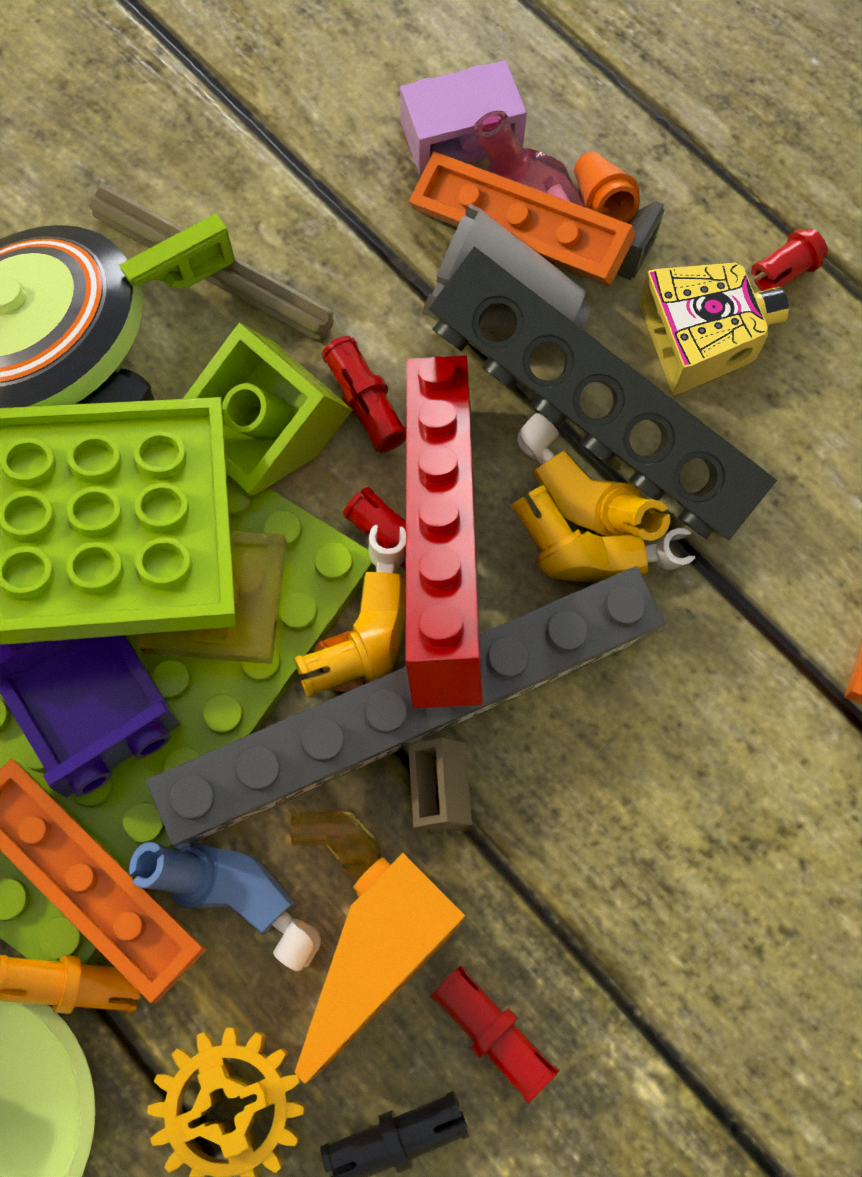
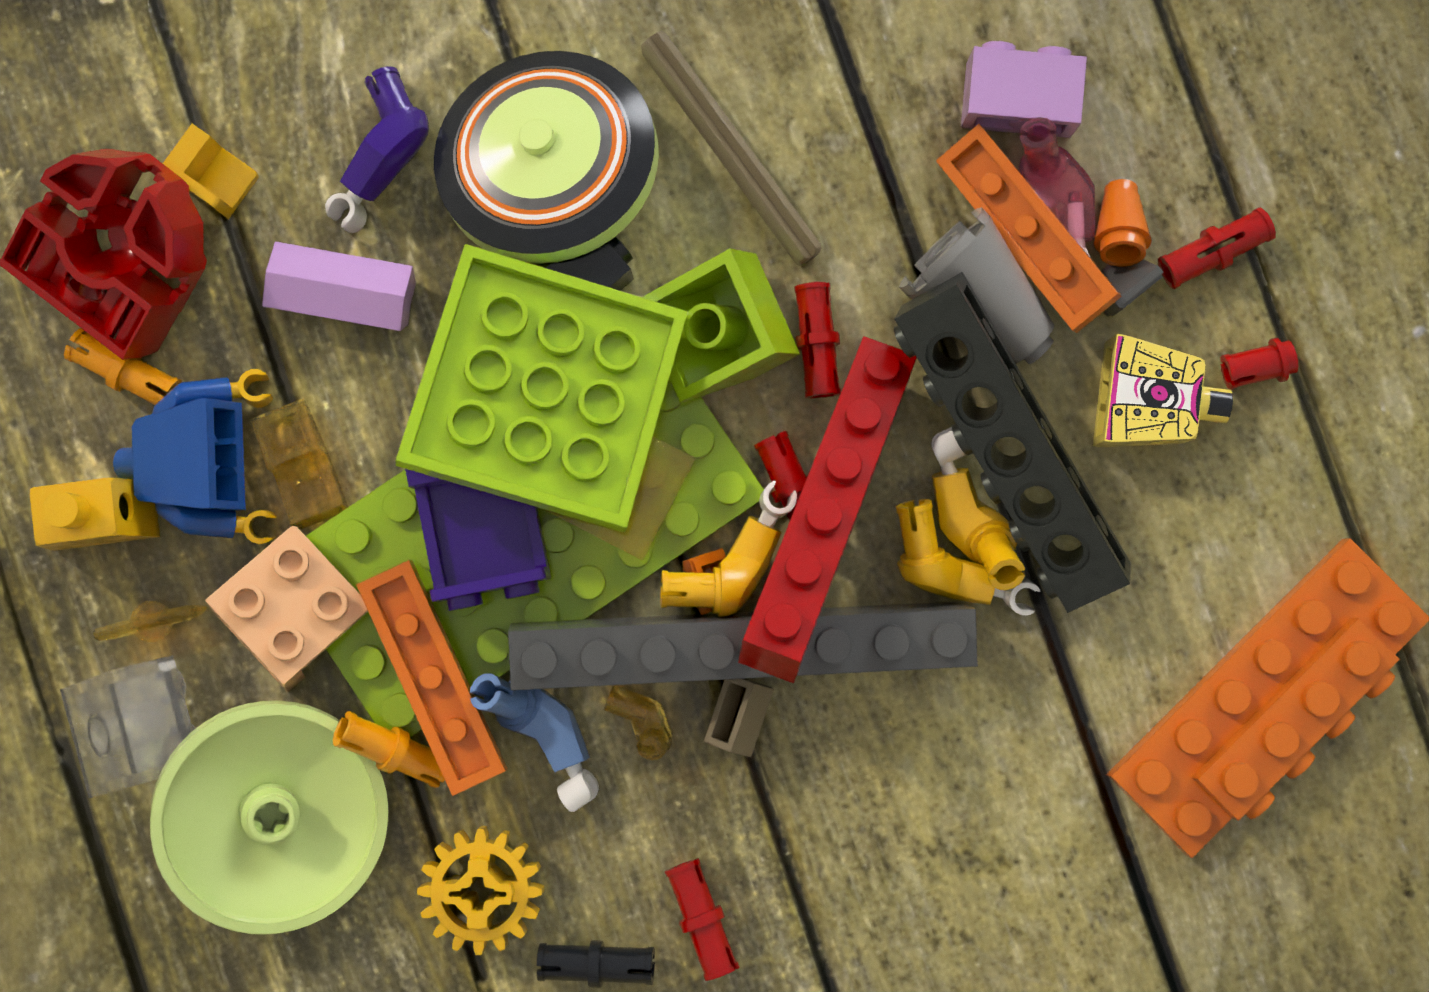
camera: 25 degrees right, 15 degrees up
(184, 257) = (704, 153): lime tile -> none
(382, 946) = (646, 826): light orange slope -> none
(701, 179) = (1248, 233): none -> red pin

